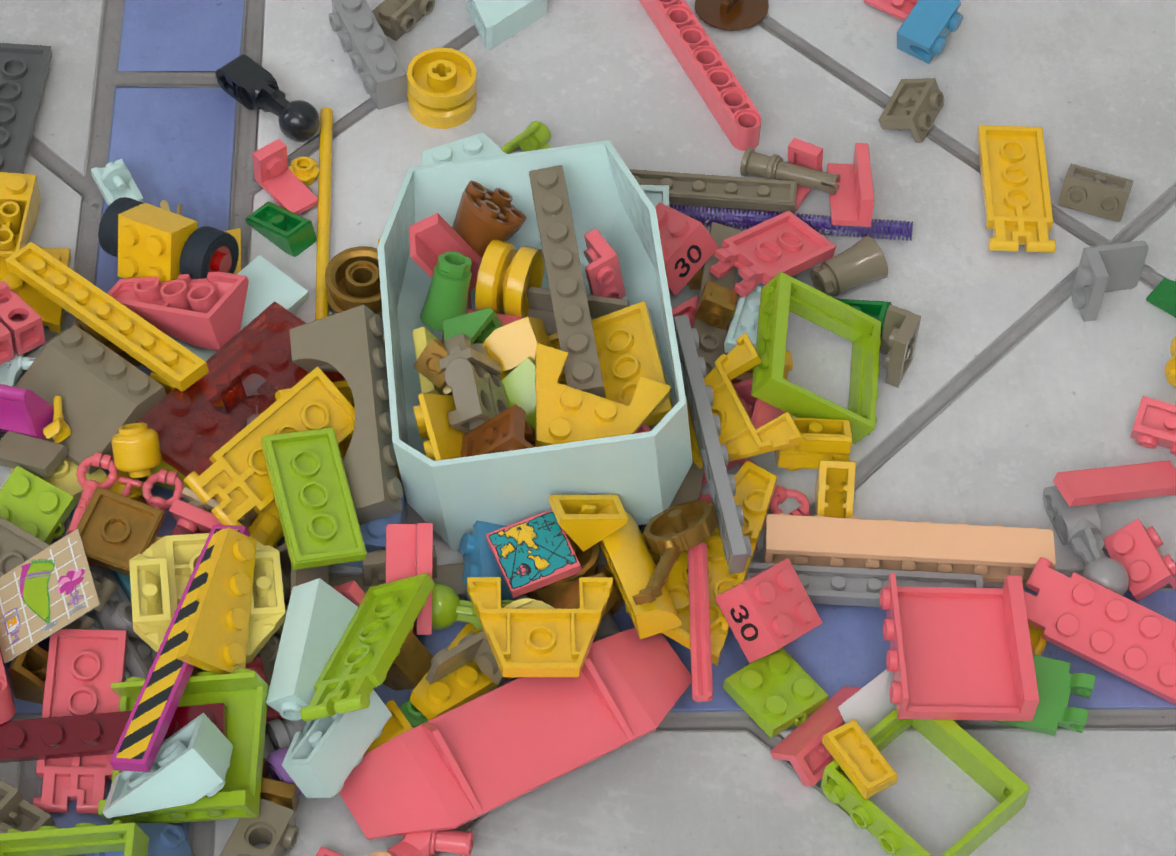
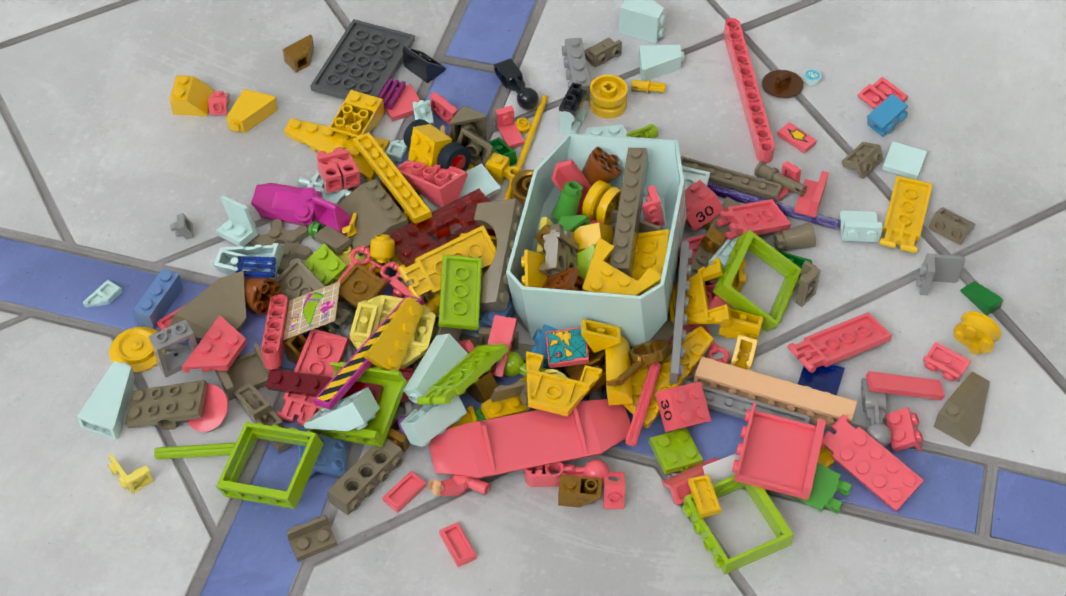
camera: 20 degrees right, 0 degrees up
(46, 143) = (391, 86): none -> magenta tile
(65, 174) = (403, 106): none -> coral tile
(81, 97) = (421, 64): none -> black slope
(90, 262) = (397, 150): none -> light aqua tile
(157, 172) = (442, 107): none -> coral bracket
(213, 192) = (468, 119): none -> dark tan slope
(249, 228) = (477, 146): none -> dark tan slope
(291, 255) = (500, 168): none -> yellow brick
(388, 125) = (572, 110): none -> hips
(503, 55) = (648, 86): none -> yellow axle
(636, 805) = (578, 490): none -> pearl gold slope
(651, 765) = (535, 478): none -> coral beam
(698, 790) = (614, 491): none -> coral bracket
(788, 94) = (797, 137): none -> coral tile
(949, 226) = (860, 226): none -> light aqua bracket
(973, 499) = (823, 379): none -> clear blue tile
(980, 97) = (904, 160): none -> light aqua tile
(987, 433) = (840, 342): none -> coral hinge

